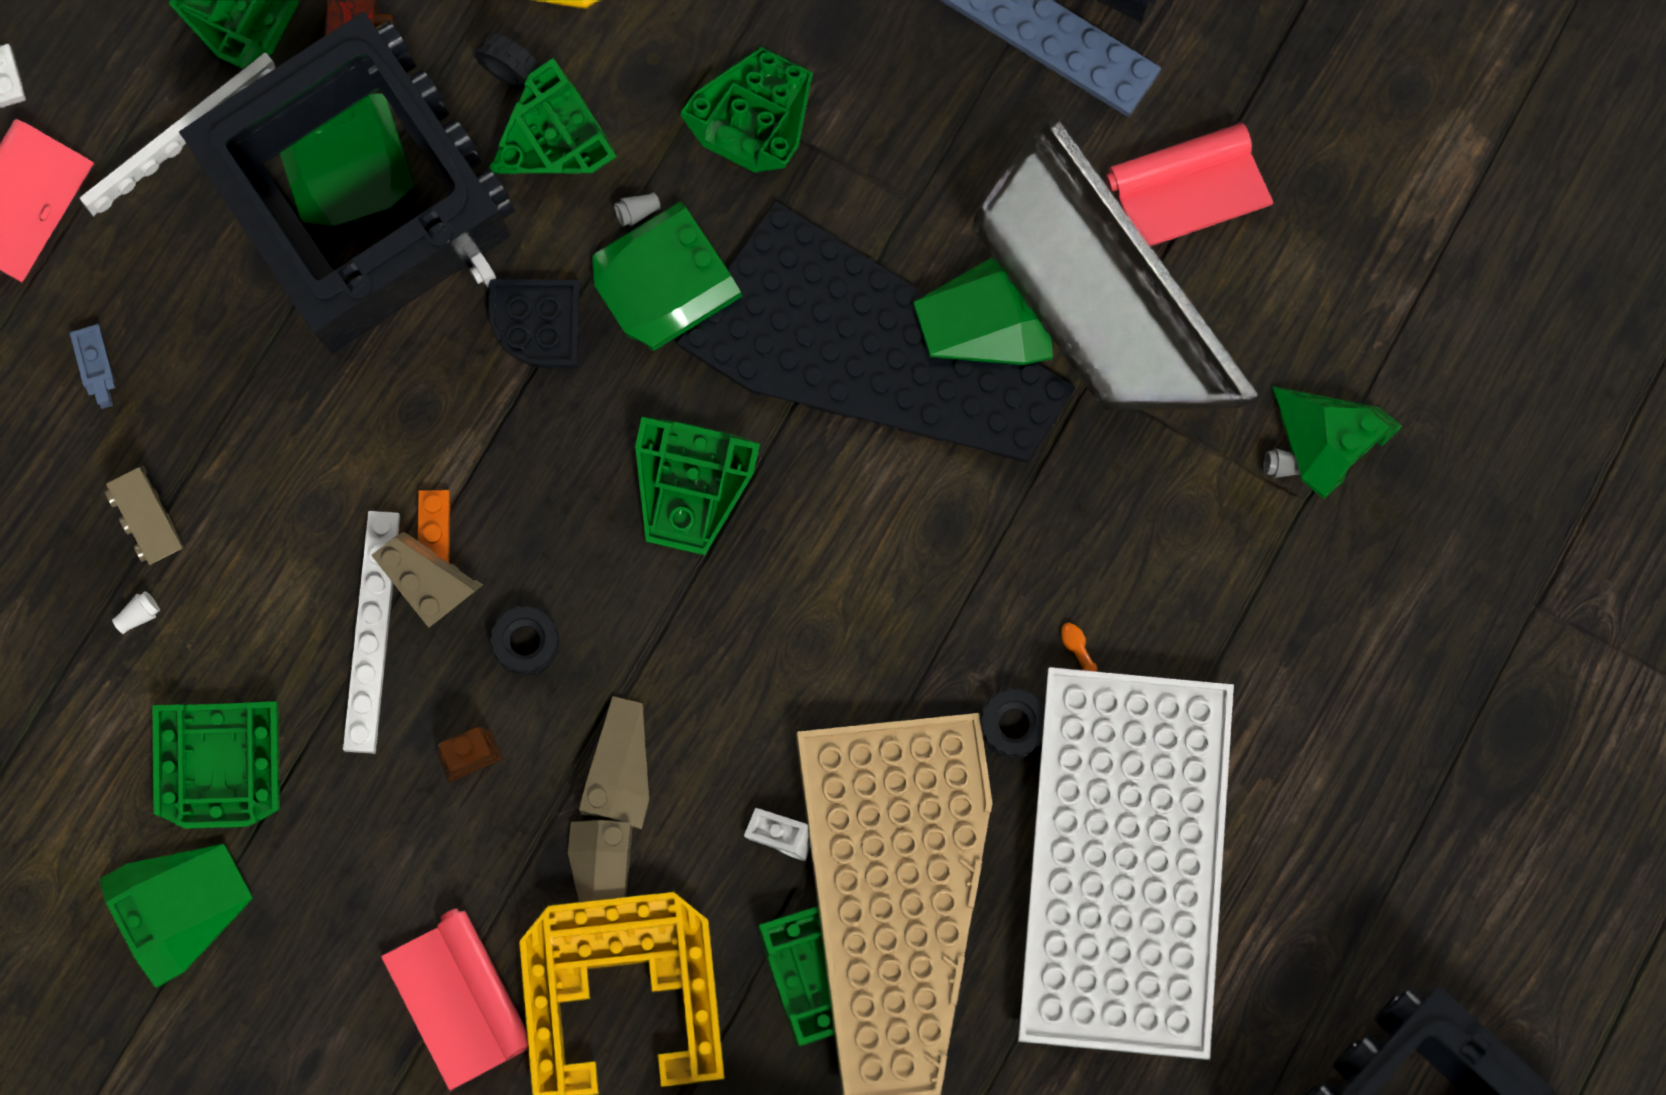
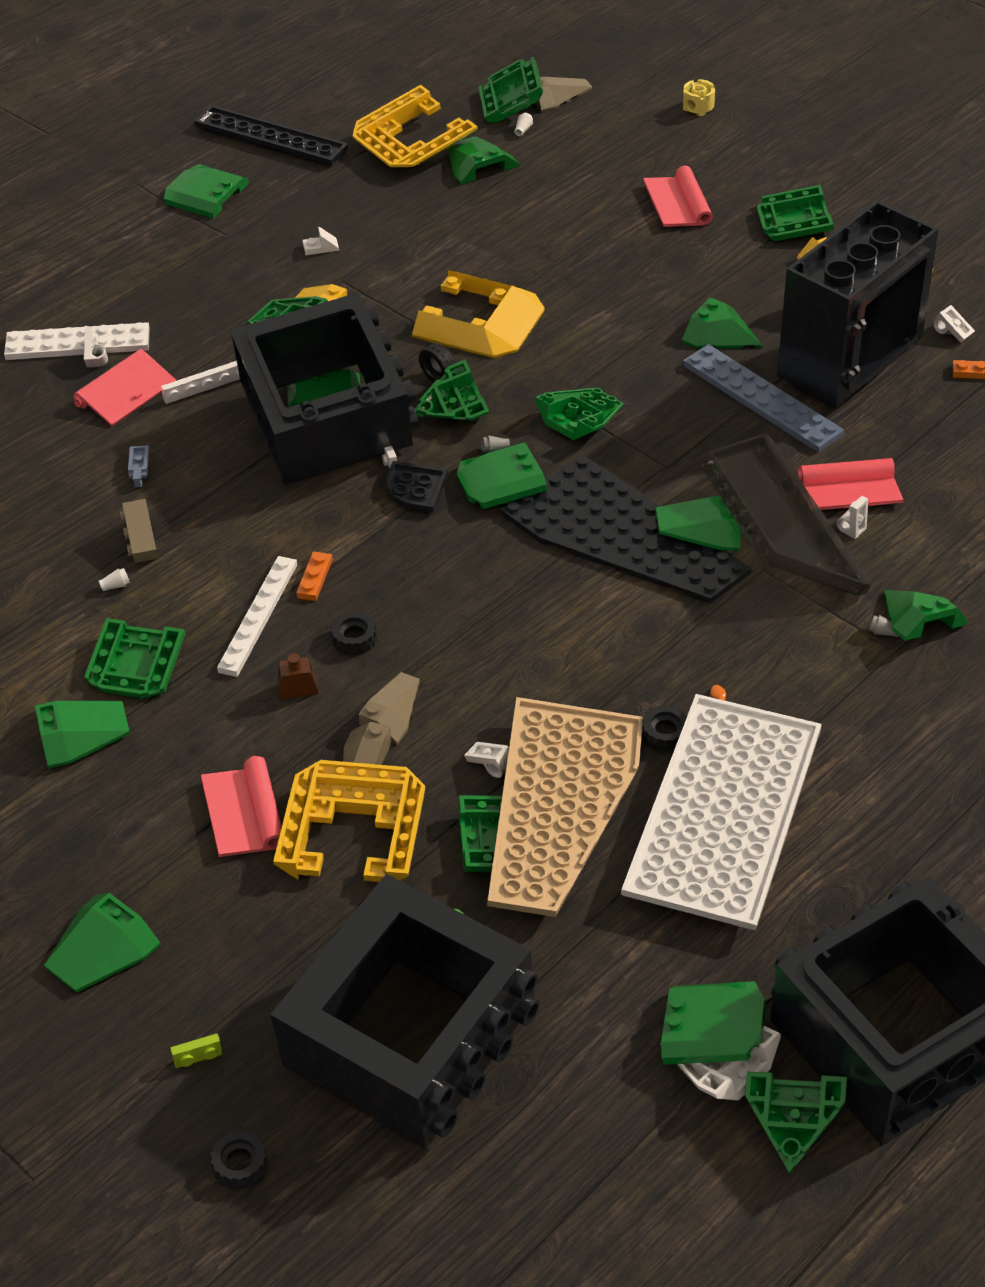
camera: 15 degrees right, 30 degrees down
(424, 578) = (302, 587): dark tan wedge -> none
(690, 481) = (485, 570): green wedge -> none
(1207, 261) = (855, 519): none -> white plate

